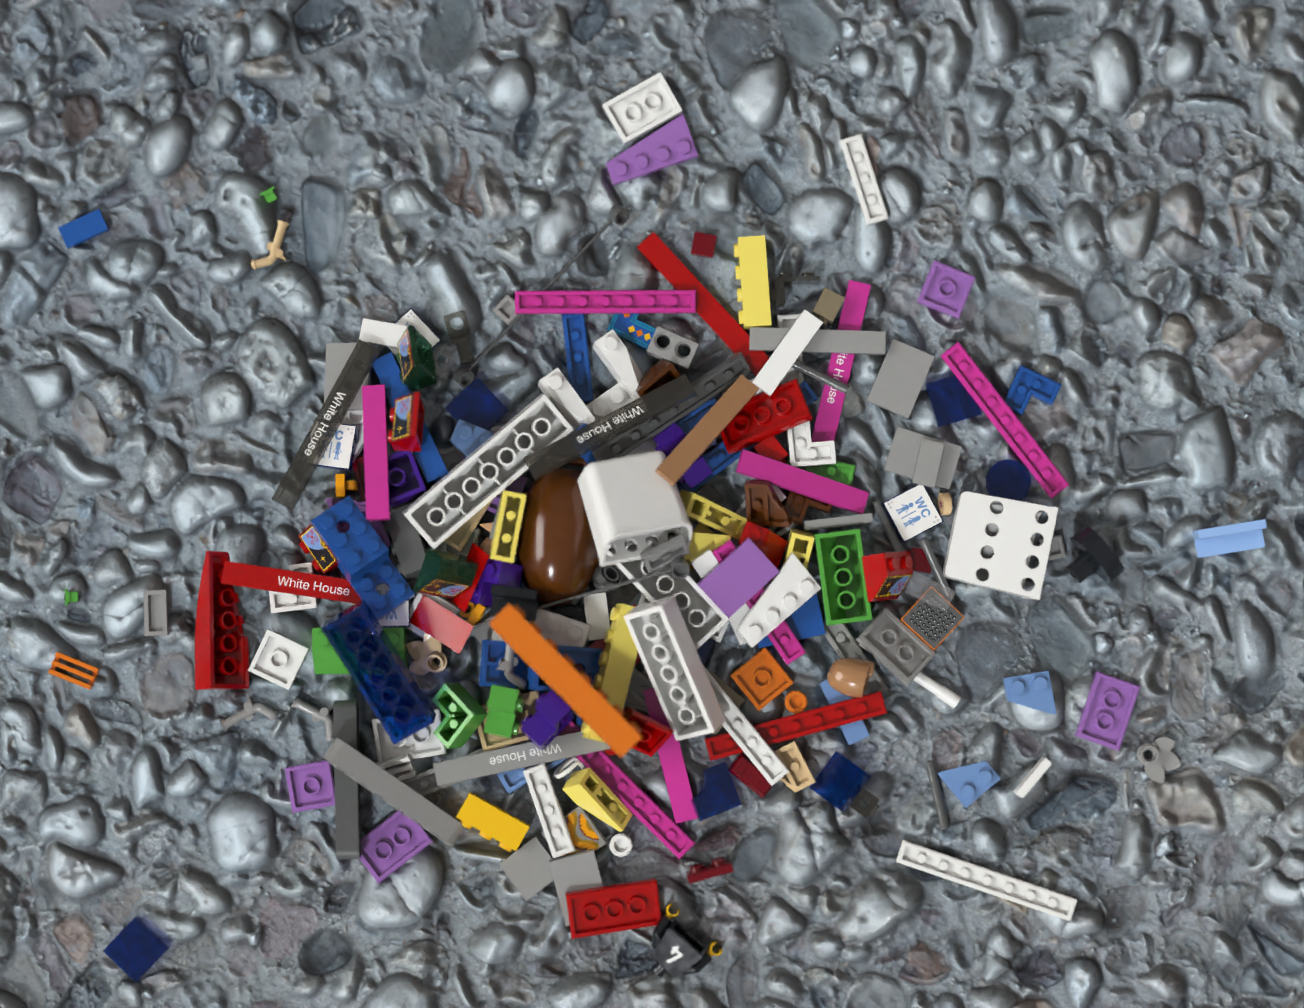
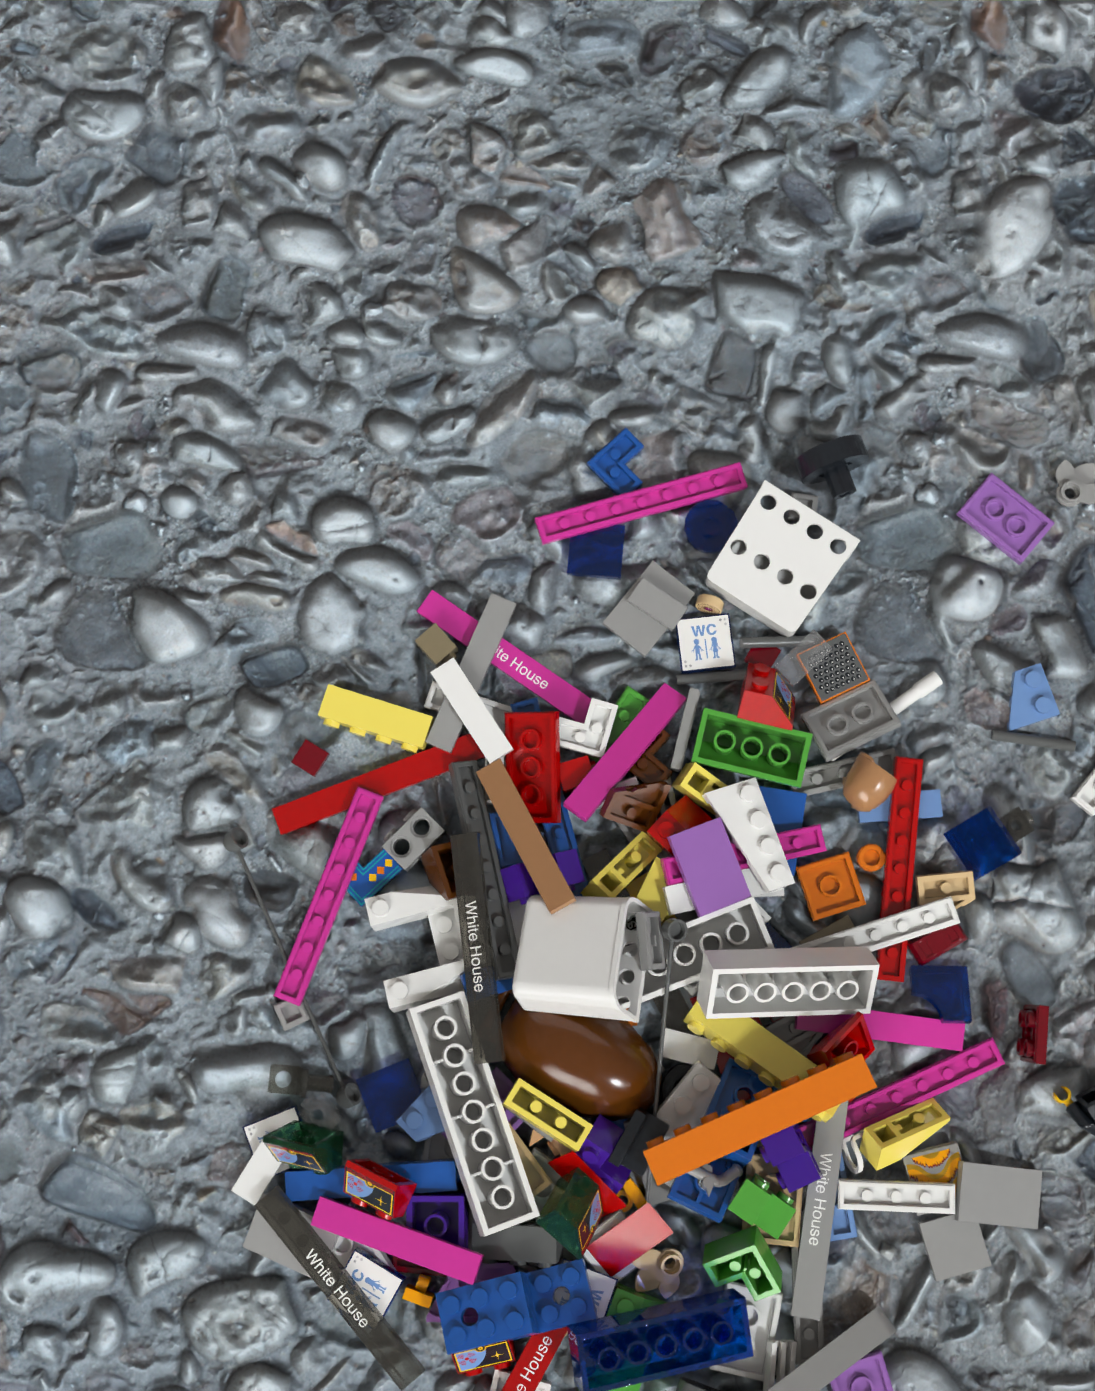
camera: 65 degrees left, 5 degrees down
(269, 195) = (38, 1245): bright green piece -> none
(273, 247) = (103, 1263): tan piece -> none
(492, 822) = (885, 1269): yellow brick -> none
(577, 355) = (378, 952): blue tile -> none
(606, 576) = (649, 1020): dark grey cone -> none
(613, 908) = (1036, 1164): red tile -> none
(620, 844) = (963, 1125): white tile -> none
(642, 108) = (126, 766): white plate -> none
(658, 151) = (182, 771): medium lavender wing -> none
(777, 293) = (398, 695): clear smoke bracket -> none
(832, 382) = (513, 684): dark grey bar -> none
(864, 179) = (311, 551): white tile -> none
(900, 378) = (550, 598): light grey tile -> none
(946, 289) = (470, 510): medium lavender tile -> none
(1031, 690) = (953, 592): medium blue wing -> none
(1032, 777) = (1052, 627): white tile -> none
(1229, 538) = (863, 316): light blue panel -> none

